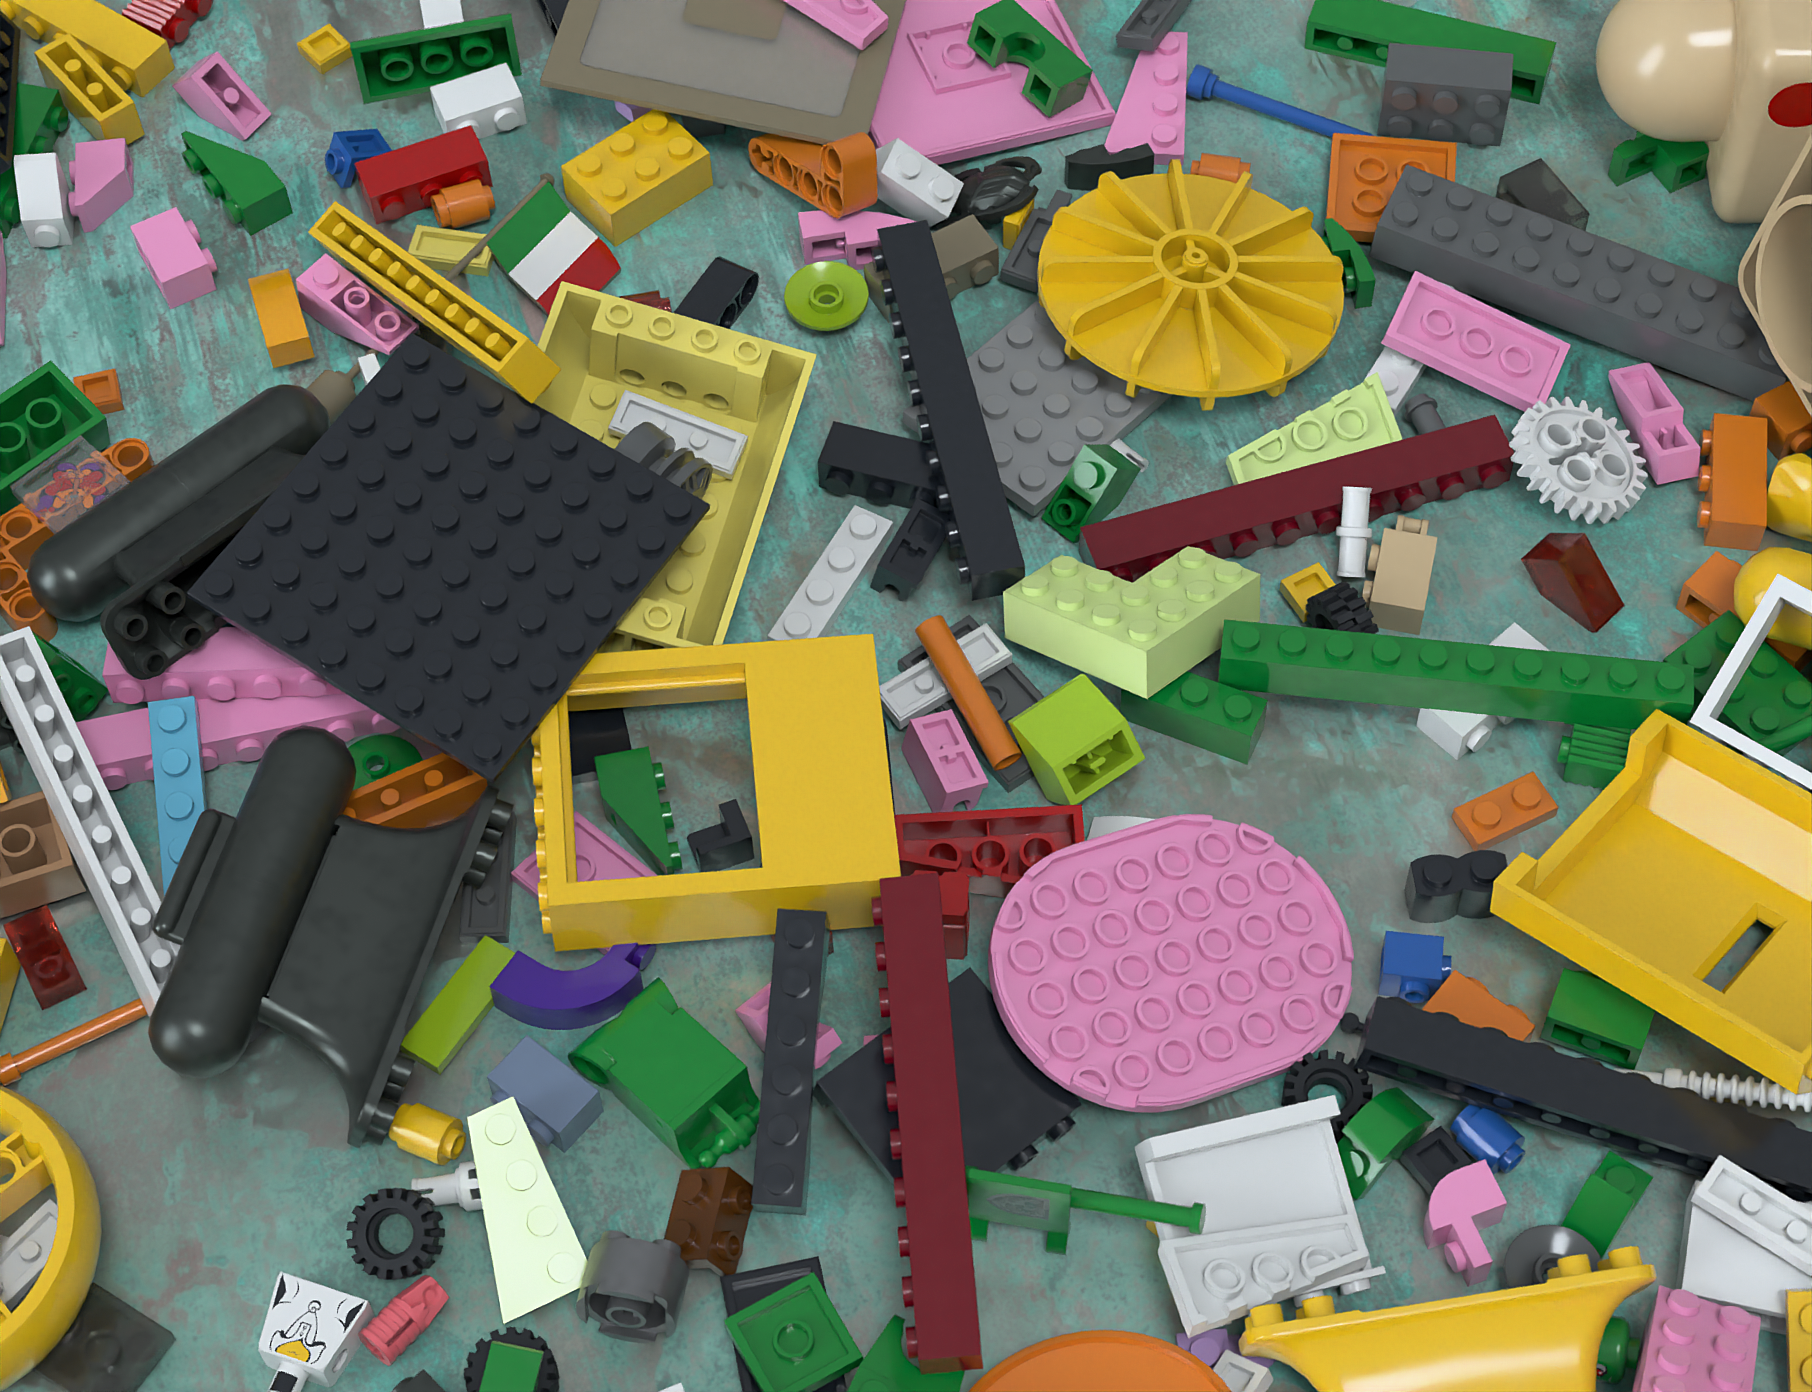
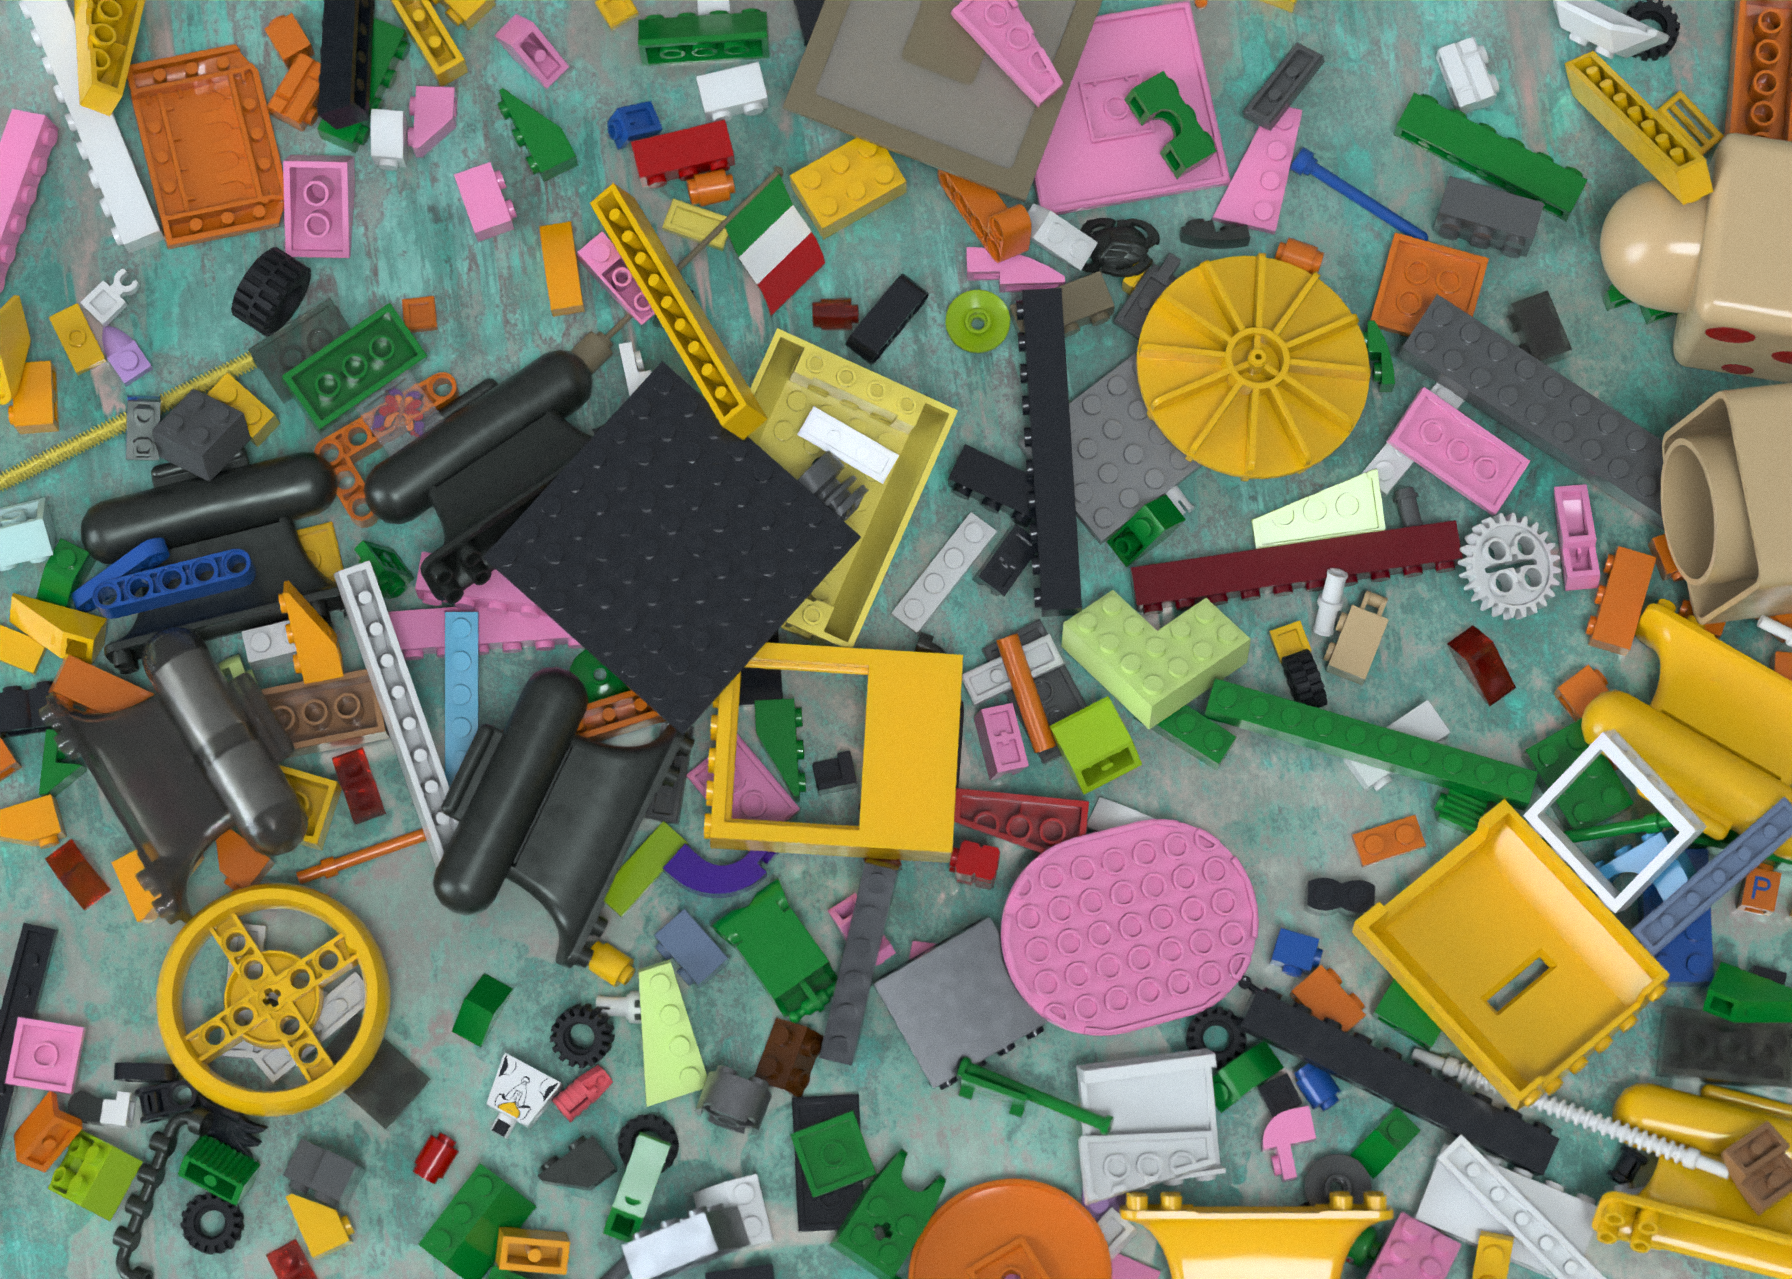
camera: 10 degrees right, 20 degrees up
(241, 1228) = (481, 1009): none -> green slope
(929, 1126) = (943, 1026): dark red brick -> none

